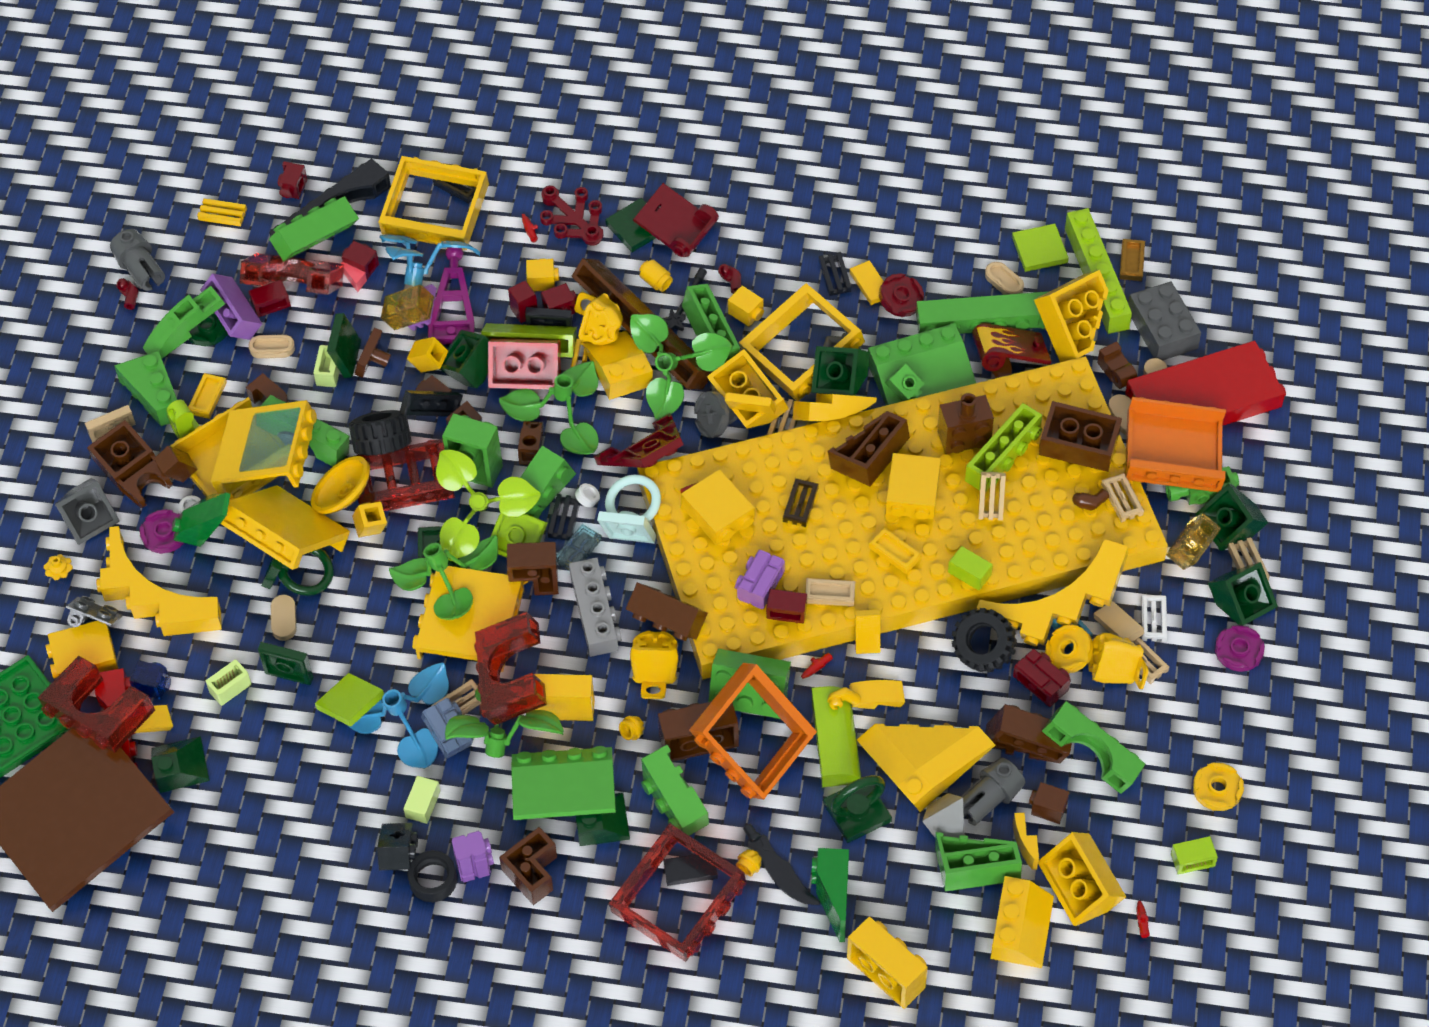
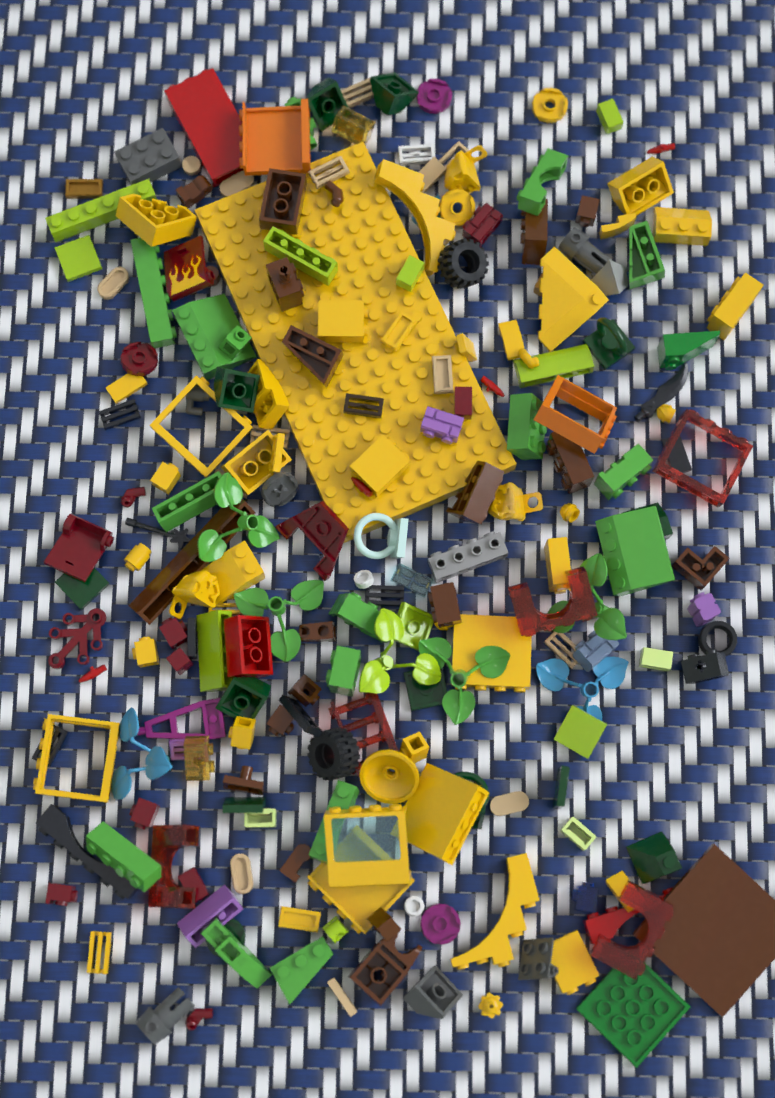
camera: 100 degrees left, 20 degrees up
(201, 519) = (439, 884): green wedge -> none
(355, 276) = (160, 815): coral piece -> none
(991, 514) = (347, 256): tan tile -> none

